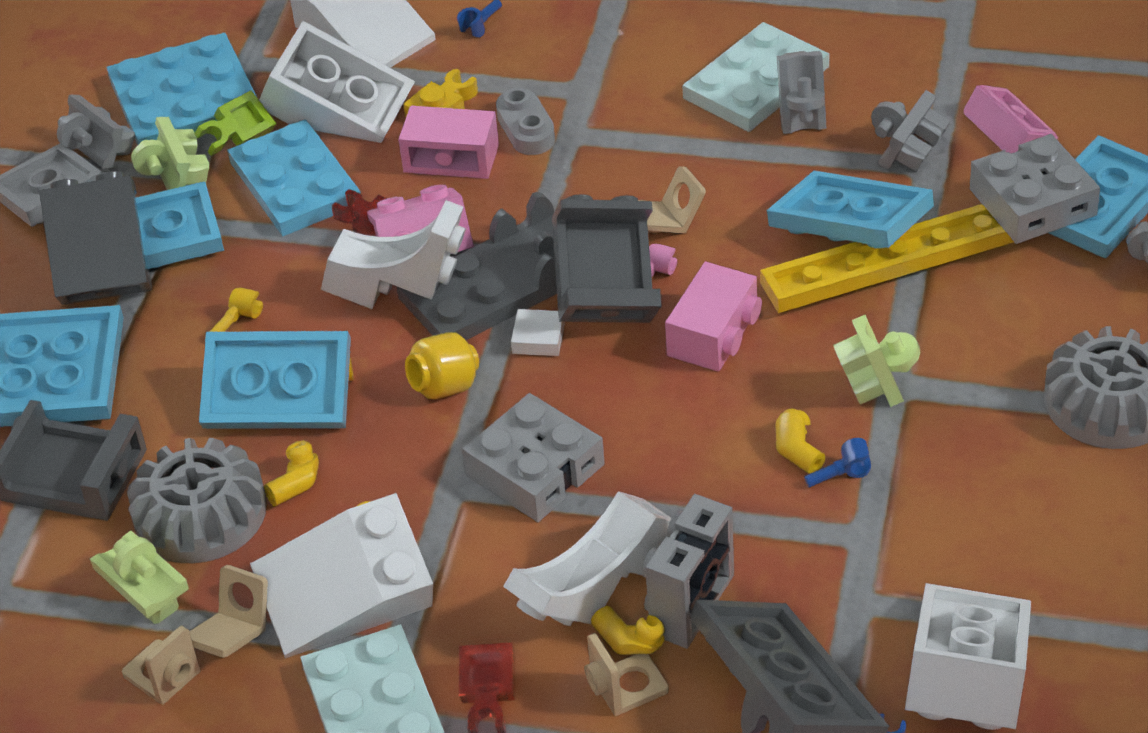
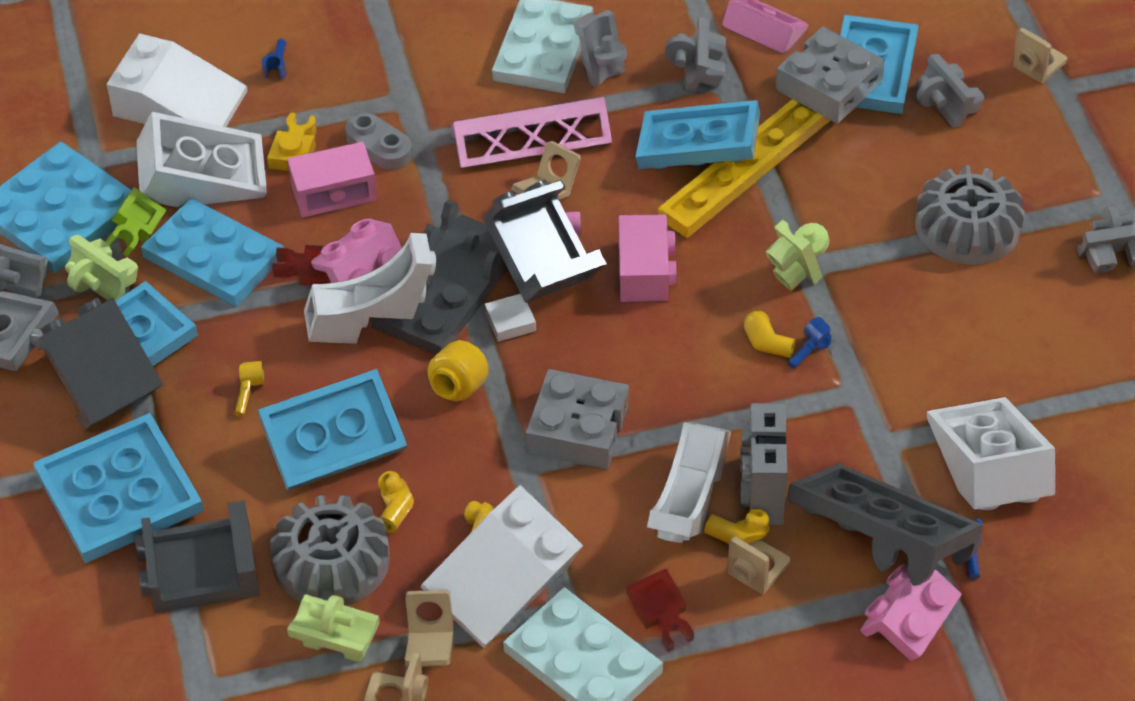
camera: 30 degrees left, 5 degrees up
(684, 141) = (527, 118): none -> bright pink fence

